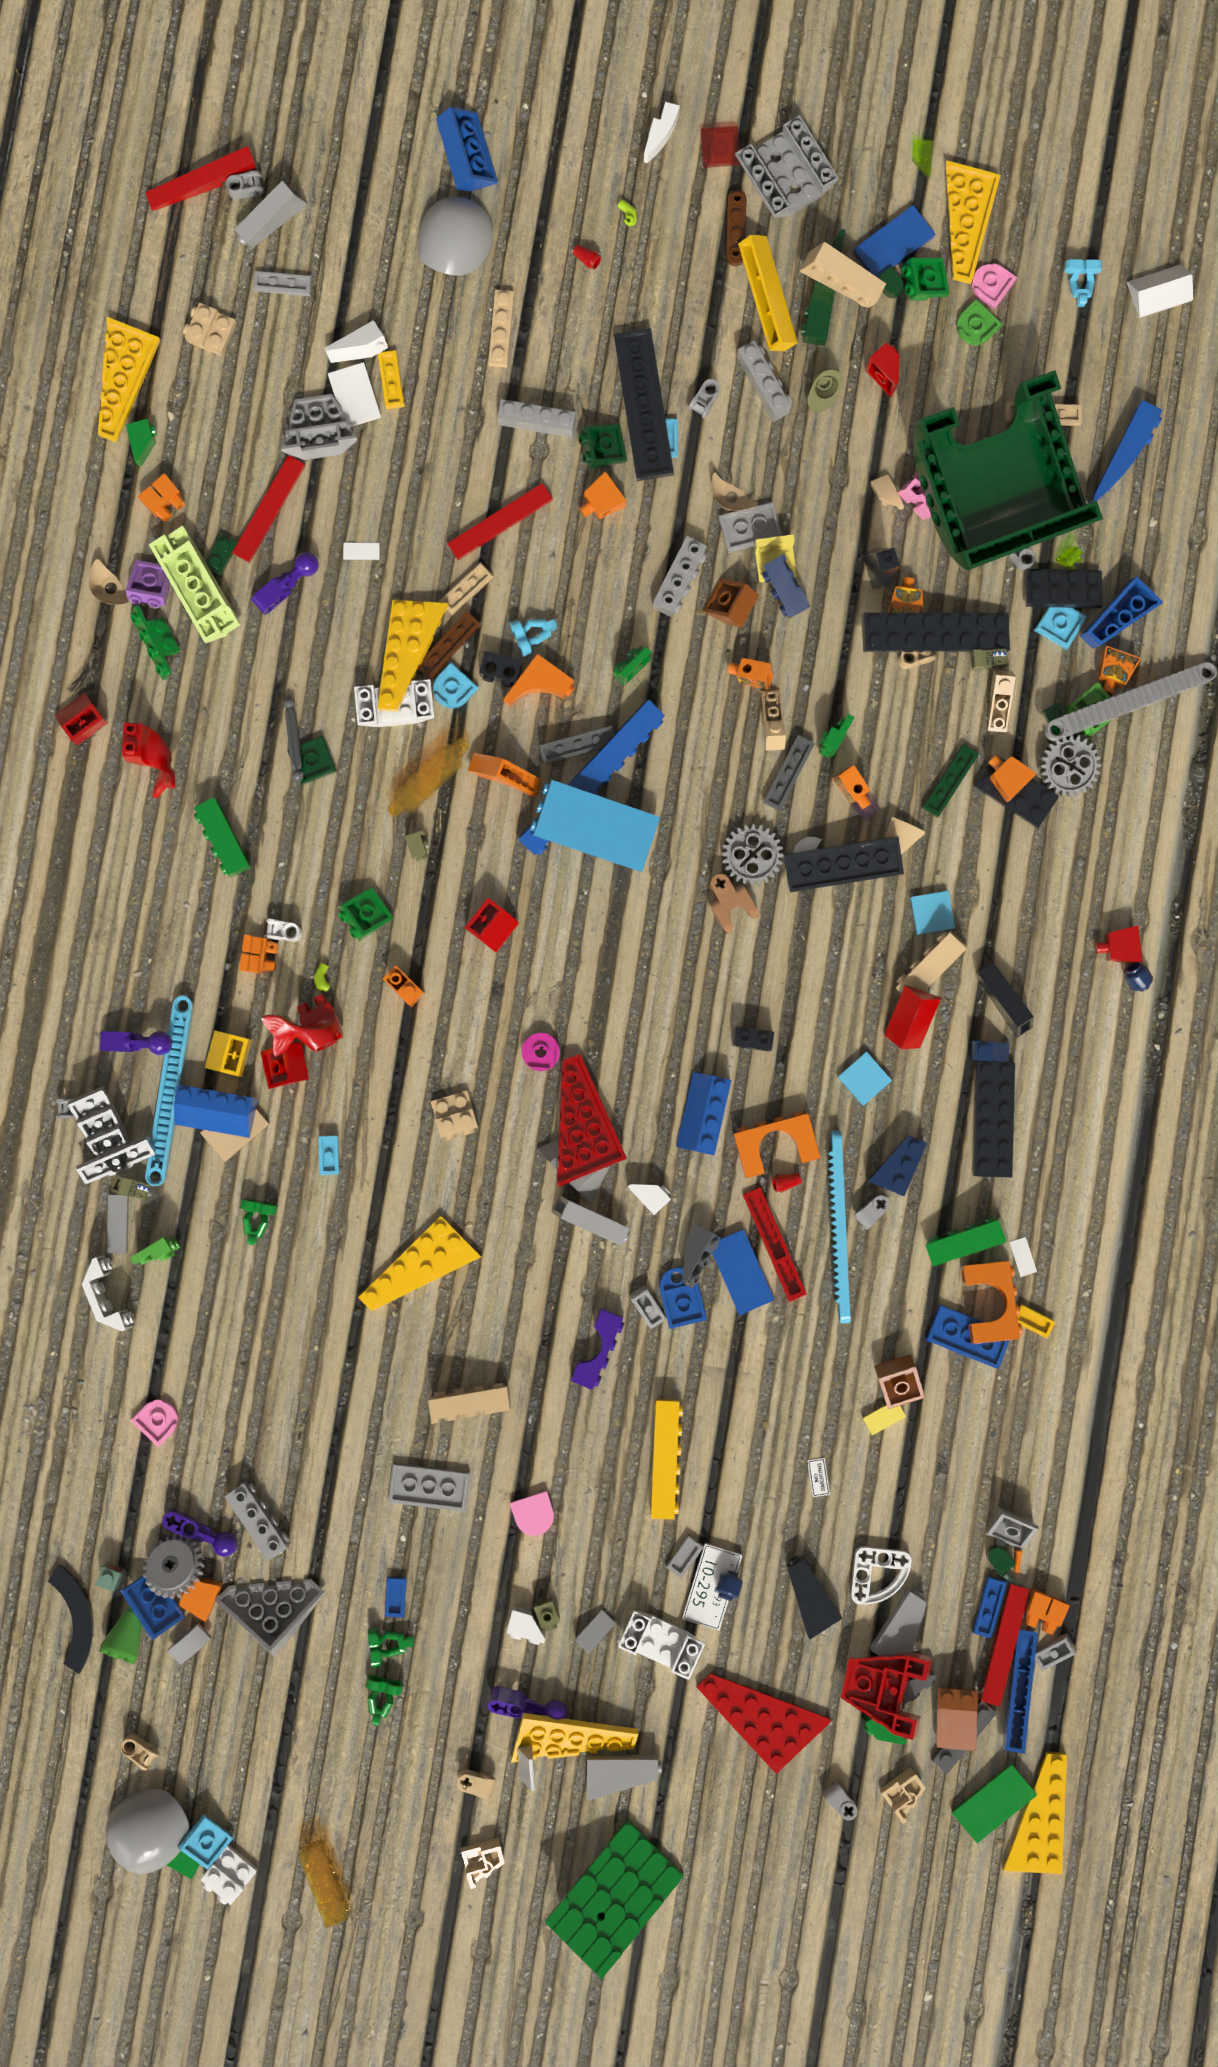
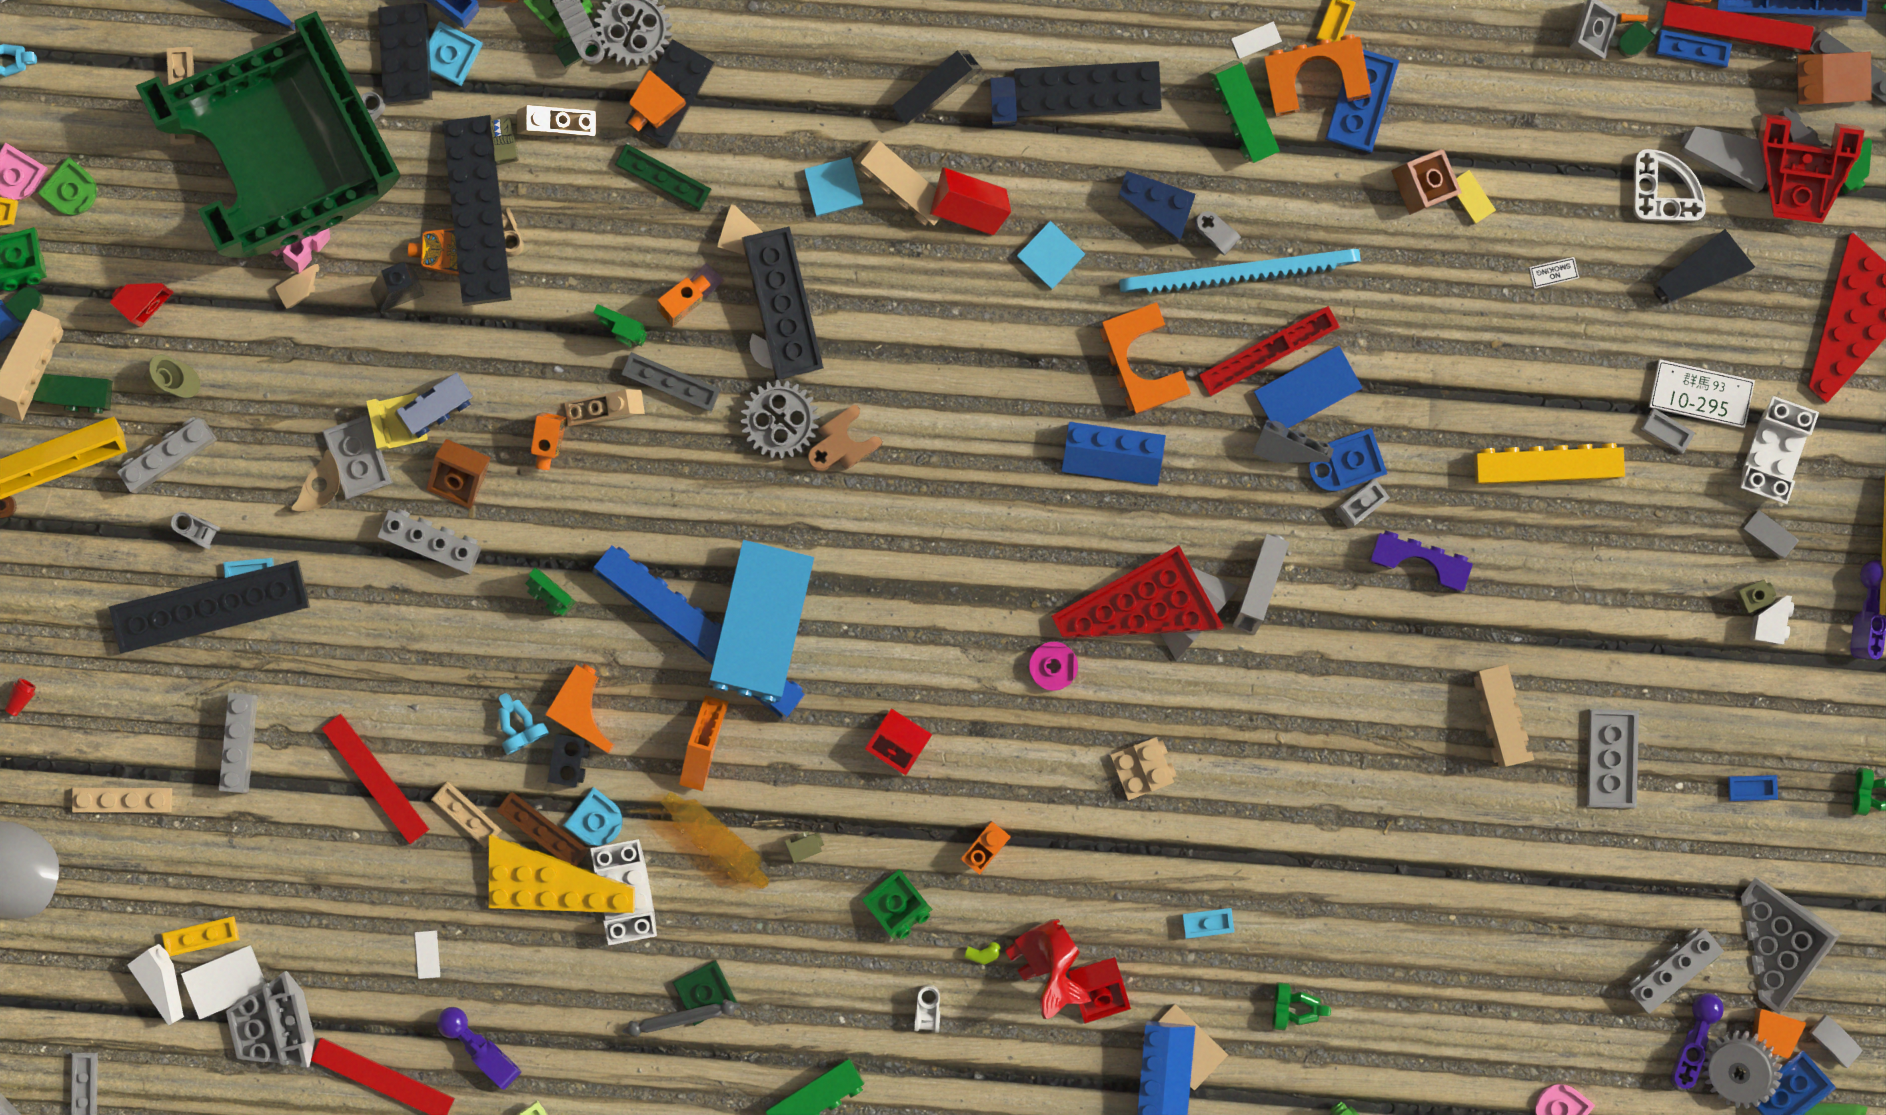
camera: 90 degrees left, 0 degrees up
(228, 1053) = (1091, 1064): yellow slope -> none
(260, 947) = (951, 1036): orange hips -> none
(375, 1641) = (1810, 807): green piece -> none
(427, 1259) = (1326, 784): yellow wing -> none
(533, 1513) = (1633, 624): bright pink tile -> none
(575, 744) = (657, 655): dark grey plate -> none
(602, 445) = (267, 655): dark green plate -> none
(602, 498) = (335, 649): orange torso -> none
(651, 1196) = (1223, 510): white slope -> none
(729, 1585) = (1698, 372): dark blue head -> none
(753, 1039) = (1014, 398): black brick -> none
(784, 1182) = (1190, 344): red cone -> none
(1069, 556) = (364, 49): clear neon green tile -> none

